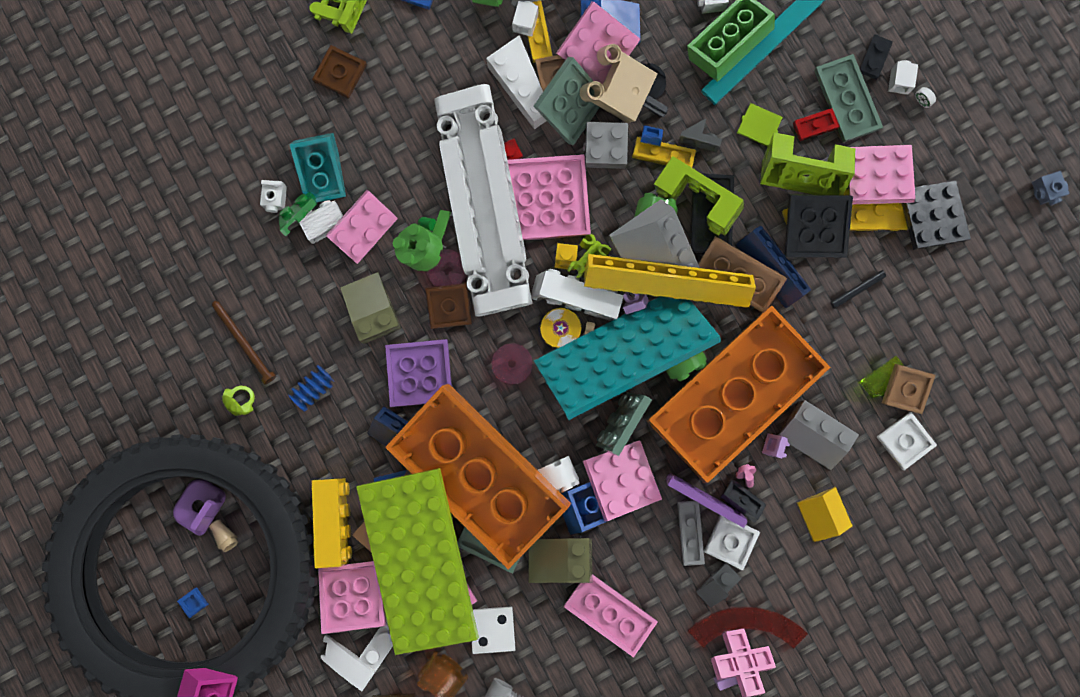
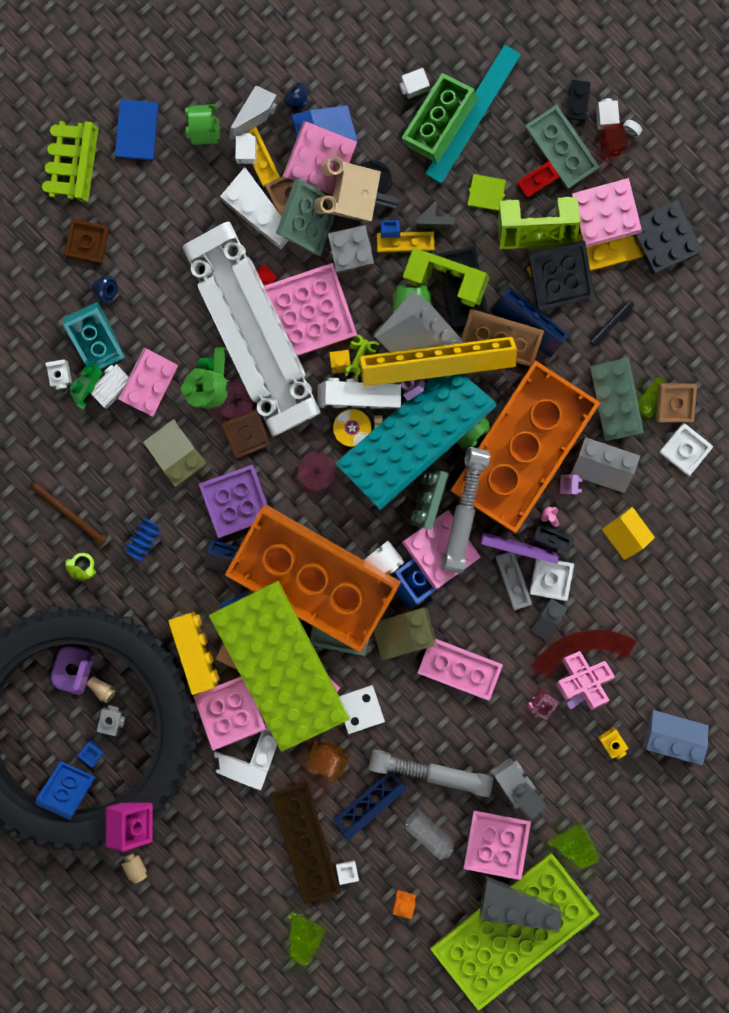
camera: 15 degrees left, 5 degrees up
(150, 636) = (65, 790): none -> blue tile
(223, 572) = (111, 720): none -> light grey brick
(345, 122) = (105, 288): none -> dark blue brick
(635, 491) = (454, 556): none -> light grey piece
(690, 676) = (542, 704): none -> clear pink brick
(849, 372) = (617, 399): none -> sand green plate
(905, 106) = (613, 142): none -> clear red panel

